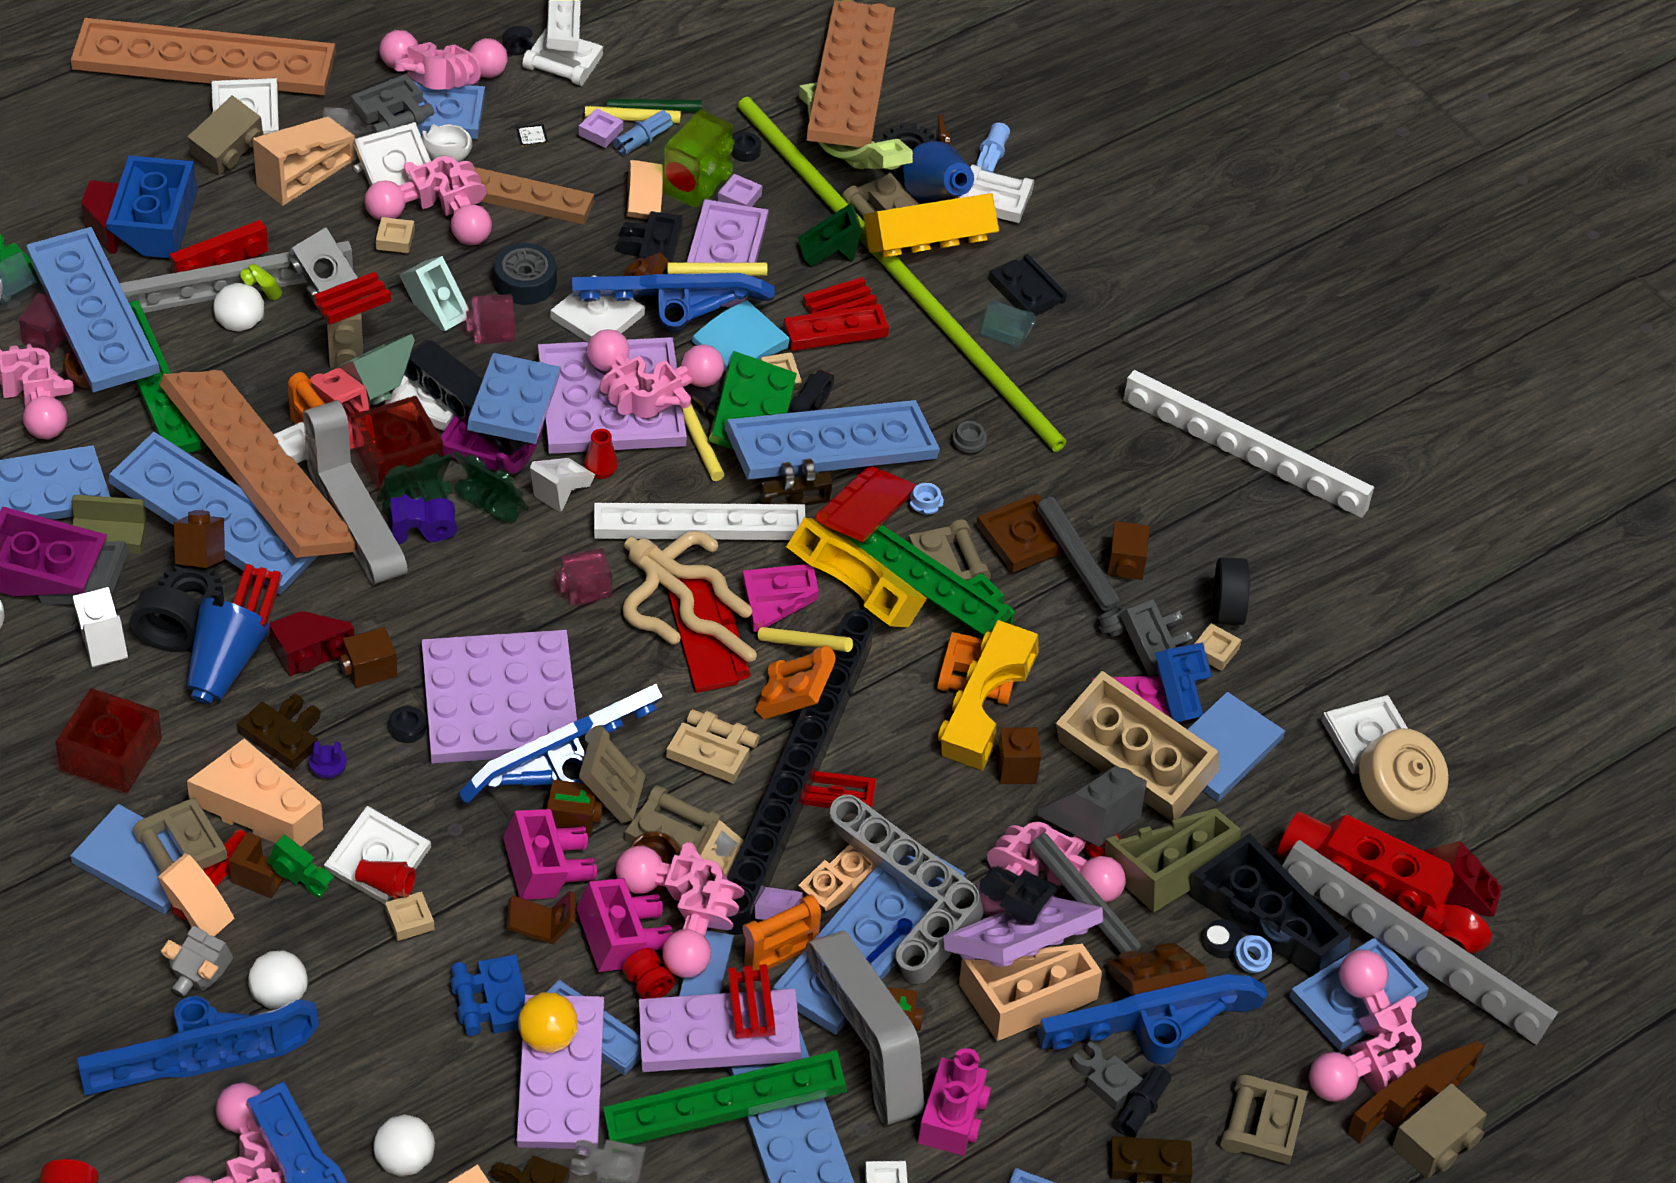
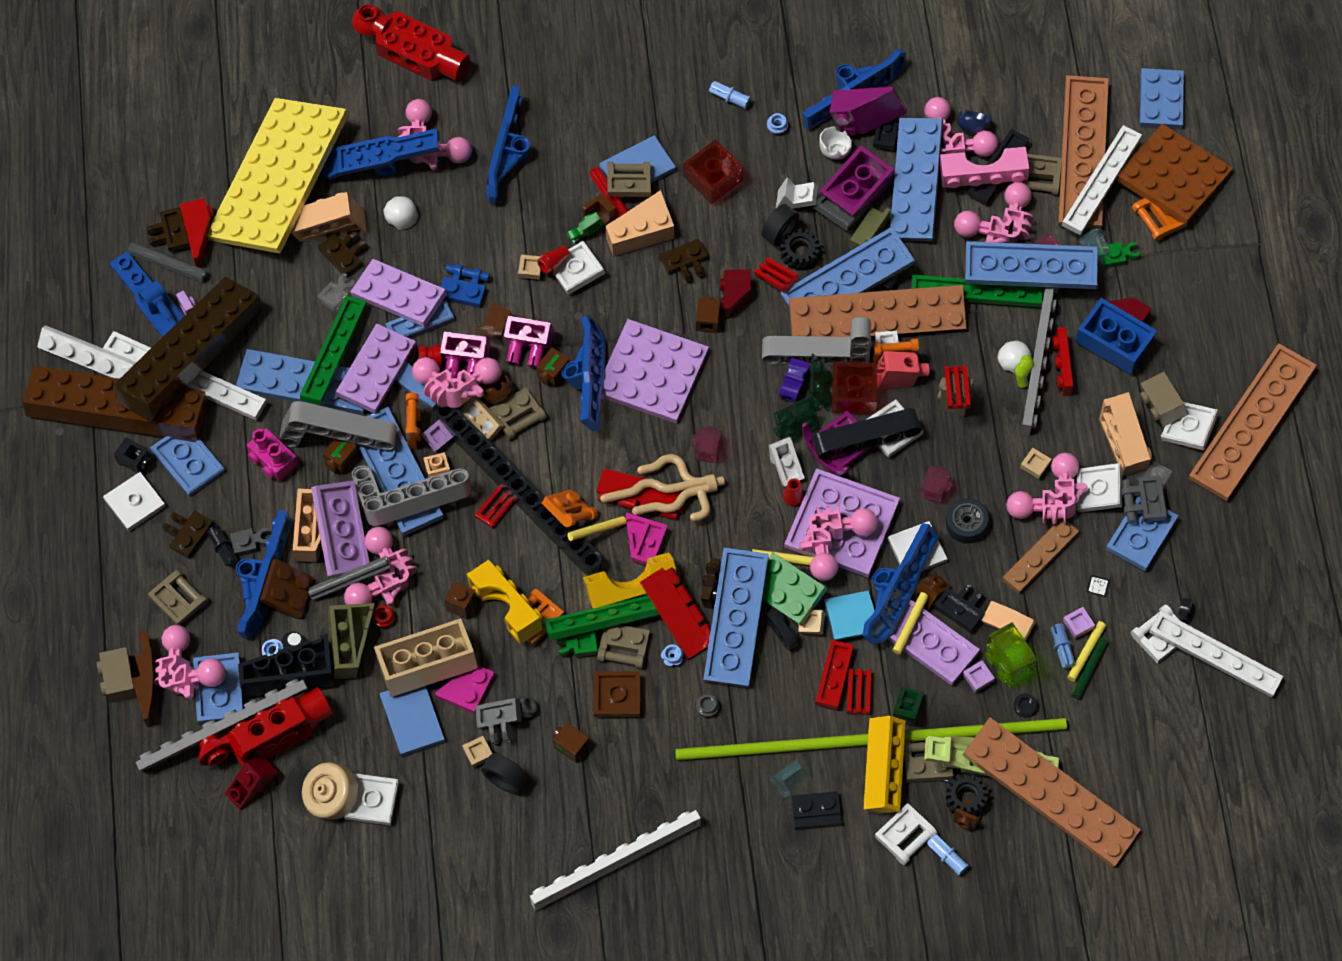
camera: 125 degrees right, 15 degrees up
(196, 895) = (588, 171): light nougat slope -> none
(197, 961) = (555, 164): light grey piece -> none
(199, 539) = (822, 254): reddish brown brick -> none
(221, 648) = (747, 243): blue cone -> none
(277, 979) = (527, 197): white hair -> none
(320, 248) = (1011, 401): brick -> none
(327, 760) = (652, 271): dark purple plate -> none
(381, 368) = (911, 390): sand green slope -> none
(407, 724) = (657, 318): black tile -> none
(435, 293) = (972, 462): light aqua slope -> none
(444, 67) = (1167, 549): bright pink piece -> none
(447, 141) = (1102, 522): white hair -> none
(514, 398) = (841, 445): medium blue plate -> none
(548, 1022) = (418, 286): yellow hair -> none
(611, 775) = (550, 384): dark tan plate -> none
(710, 752) = (553, 451): tan plate -> none
(716, 520) = (718, 523): white plate -> none
(748, 977) = (376, 376): red tile -> none
(904, 927) = (385, 483): clear blue hinge -> none
(937, 173) = (919, 789): blue cone -> none
(1022, 895) = (354, 534): black hinge -> none
(1078, 554) = (579, 706): dark grey axle -> none
(1098, 805) = (402, 613): dark grey slope -> none
(1179, 671) = (464, 709): blue plate -> none

